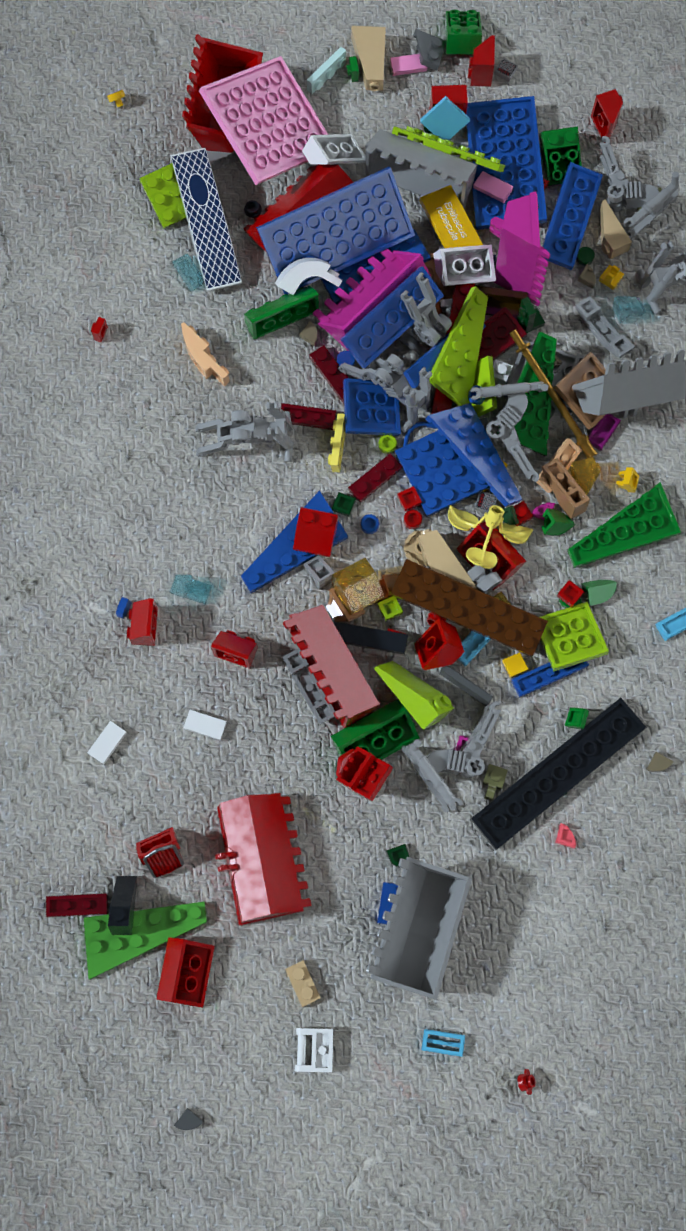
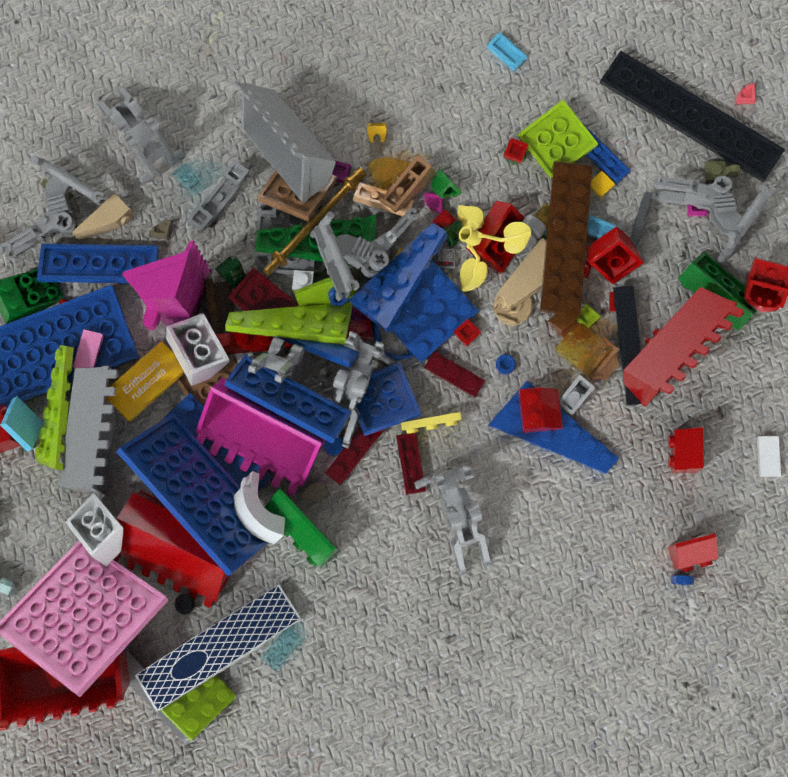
camera: 100 degrees left, 5 degrees up
(99, 329) = (383, 723): red plate -> none
(191, 589) = (636, 520): clear light blue slope -> none
(200, 355) = (373, 605): light nougat slope -> none
(307, 685) = (694, 374): light grey slope -> none
(343, 504) = (493, 396): dark green tile -> none
(387, 444) = (413, 373): lime tile -> none
(412, 519) = (486, 324): red tile -> none
(419, 698) = (669, 262): lime slope -> none
(576, 718) = (634, 113): green tile -> none
(585, 256) = (138, 237): dark green tile -> none
(599, 591) = (500, 128): green brick -> none
(611, 276) = (155, 207): yellow tile -> none
(635, 526) = (422, 111): green wing -> none
(659, 763) = (648, 33): dark tan tile -> none

